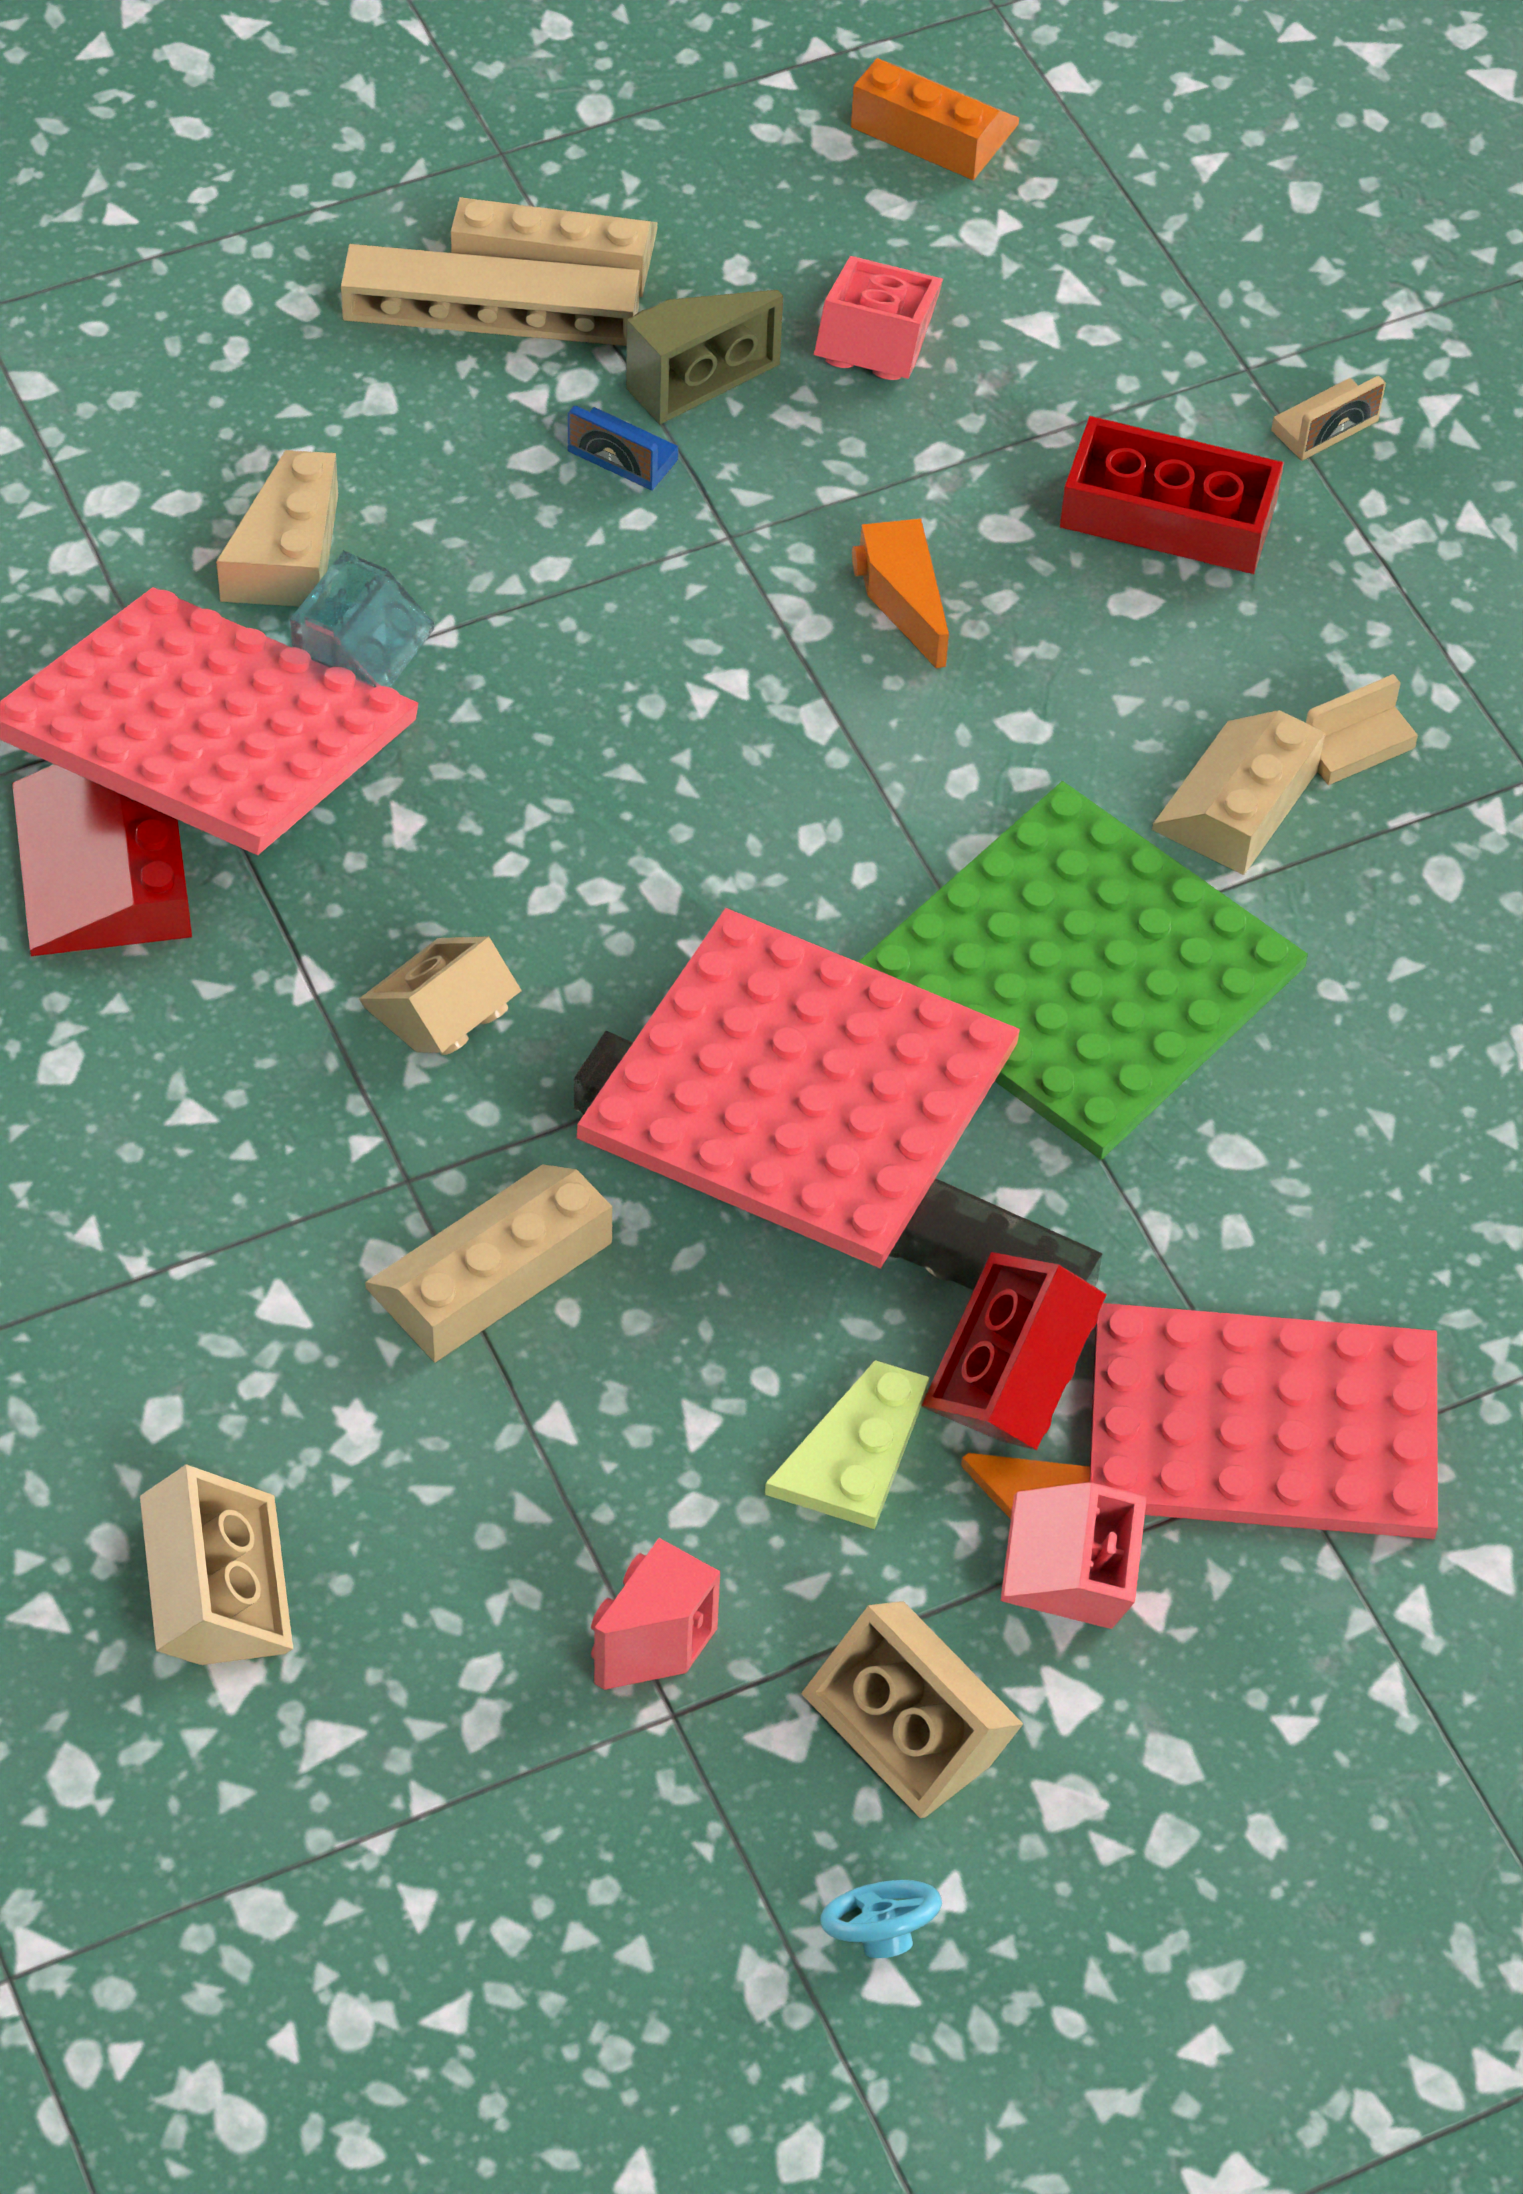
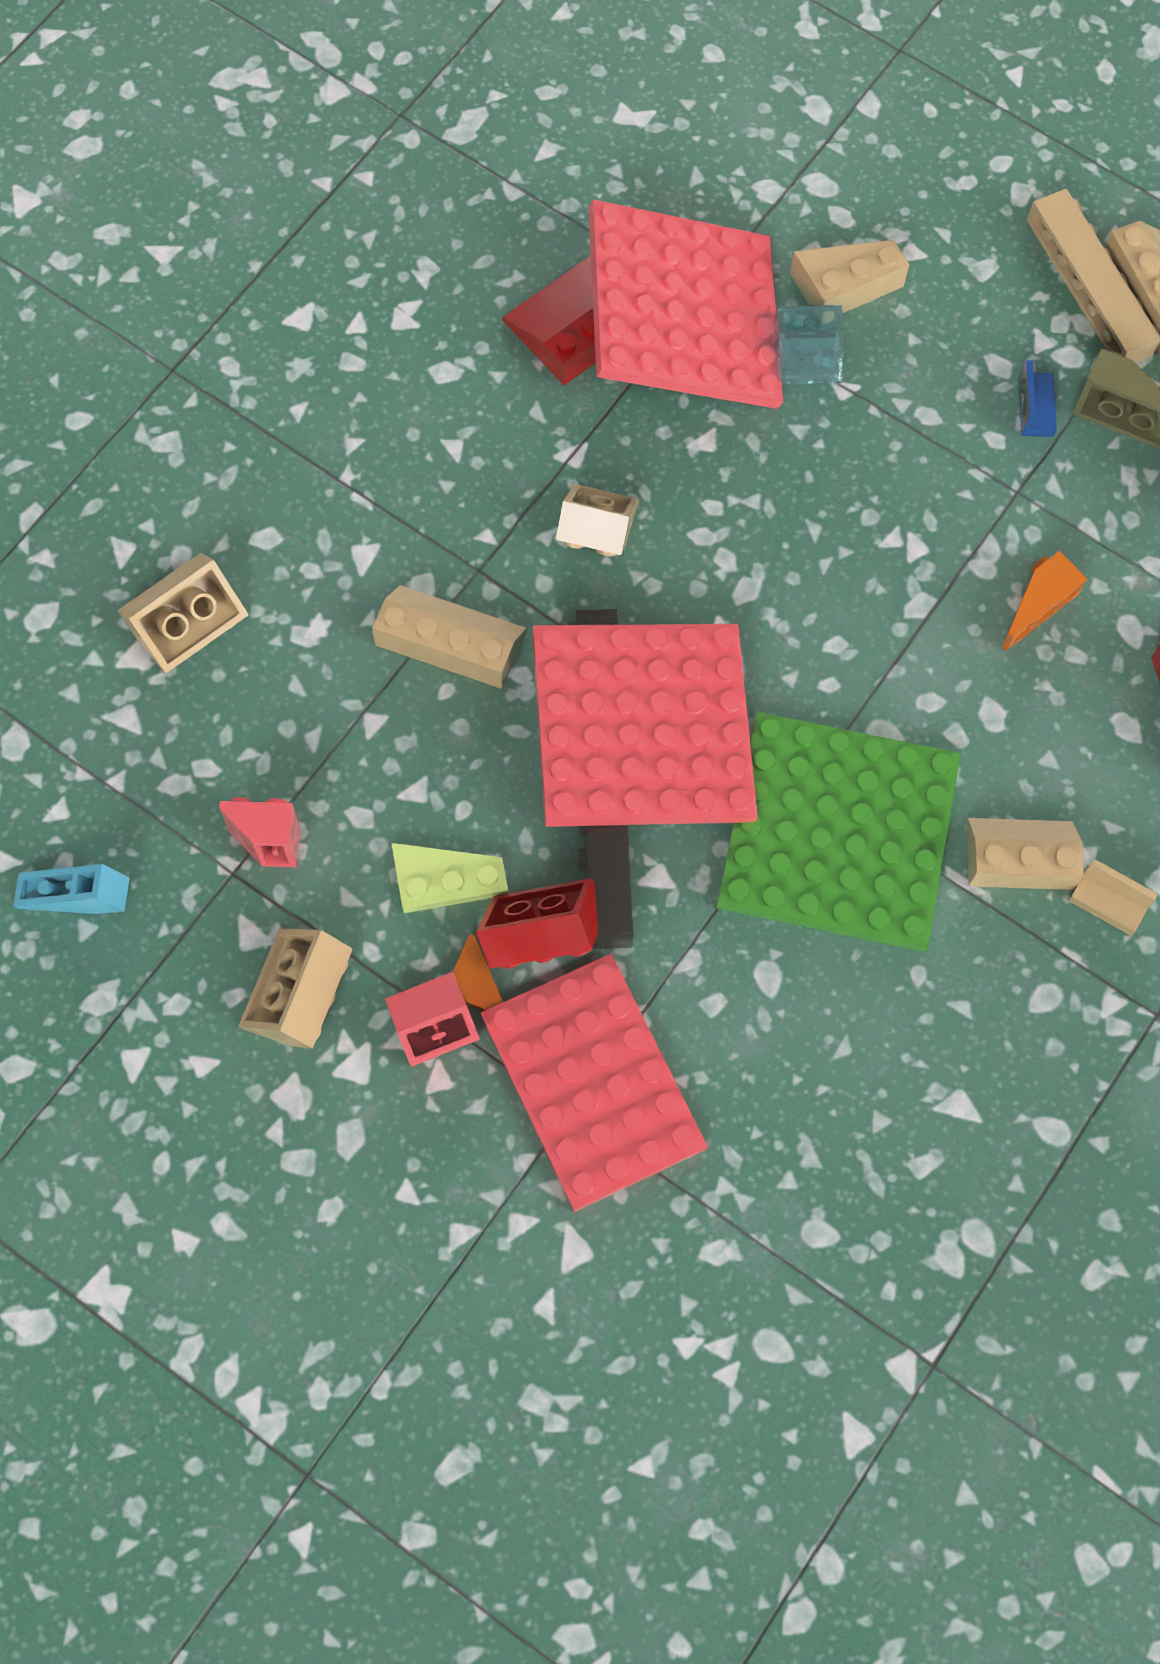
camera: 60 degrees right, 15 degrees up
(570, 1933) = (73, 890): none -> medium azure slope
(885, 1922) = (154, 1040): medium azure piece -> none

